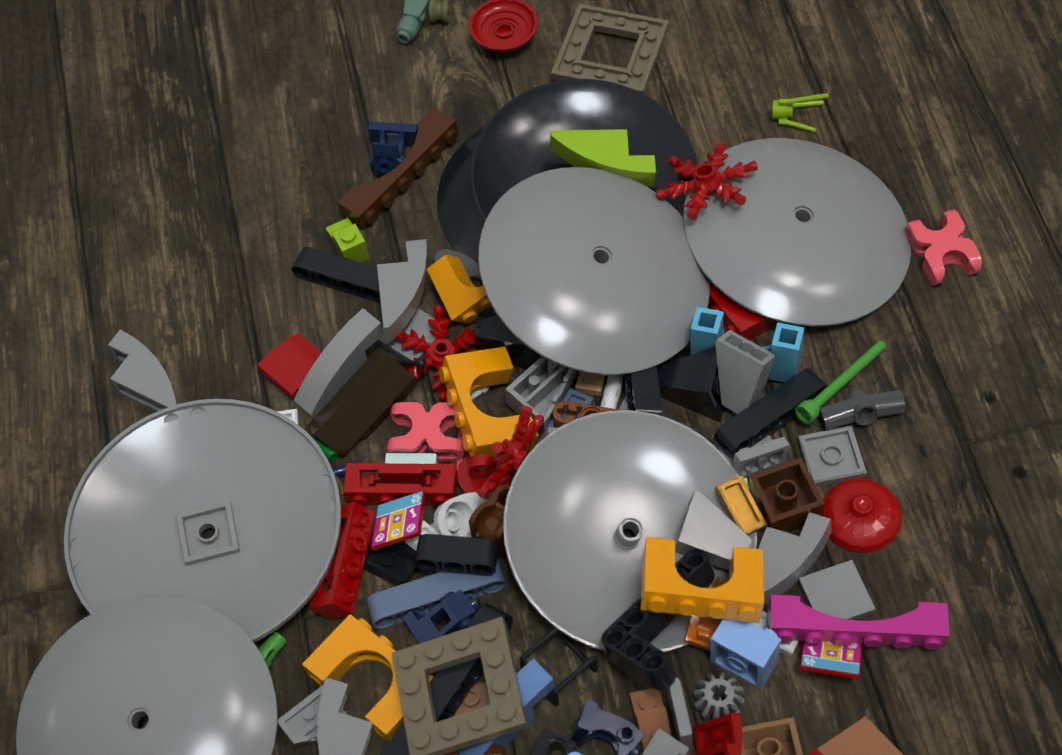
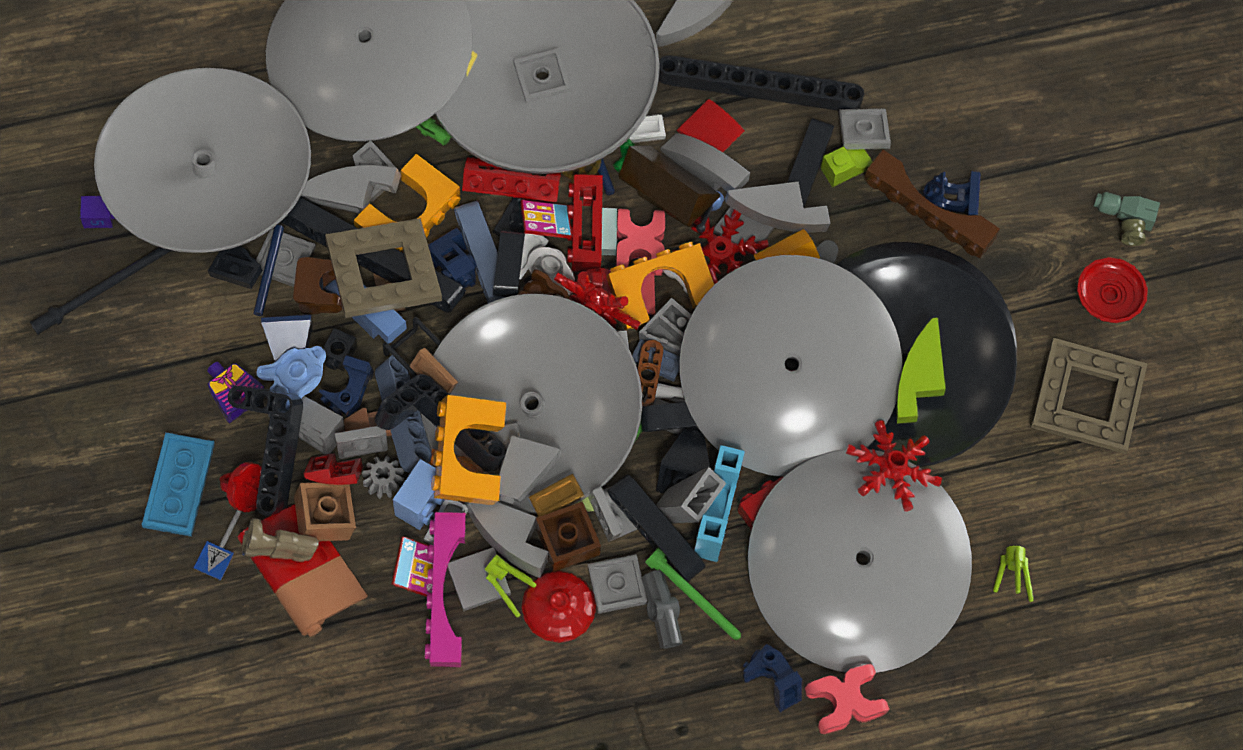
camera: 75 degrees right, 10 degrees up
(256, 282) = (748, 87): none -> black beam
(307, 224) = (864, 129): none -> light grey tile
(587, 638) = (426, 364): none -> medium nougat plate
(612, 684) = (409, 435): none -> sand blue beam
(830, 565) = (499, 569): none -> lime plant
(937, 292) = (787, 683): none -> dark blue tile

